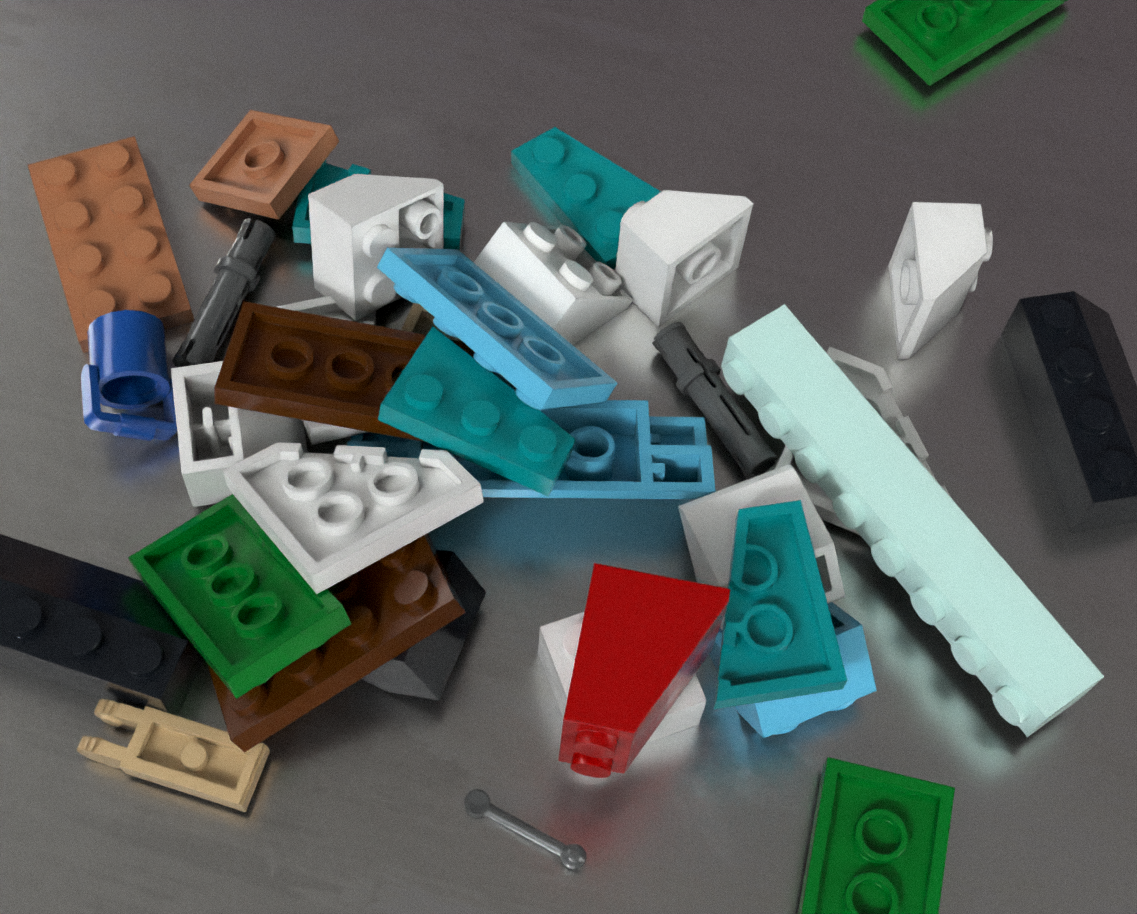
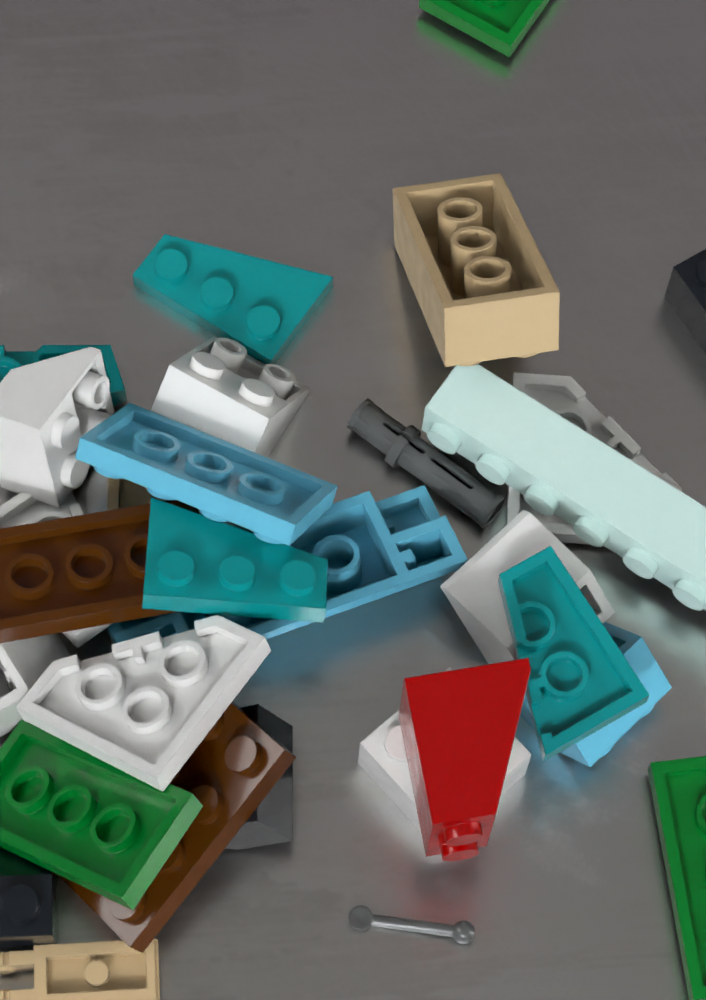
camera: 20 degrees left, 5 degrees up
(679, 248) = (339, 328): white slope -> none
(826, 238) = (475, 270): none -> tan brick
(935, 269) = (586, 255): white slope -> none

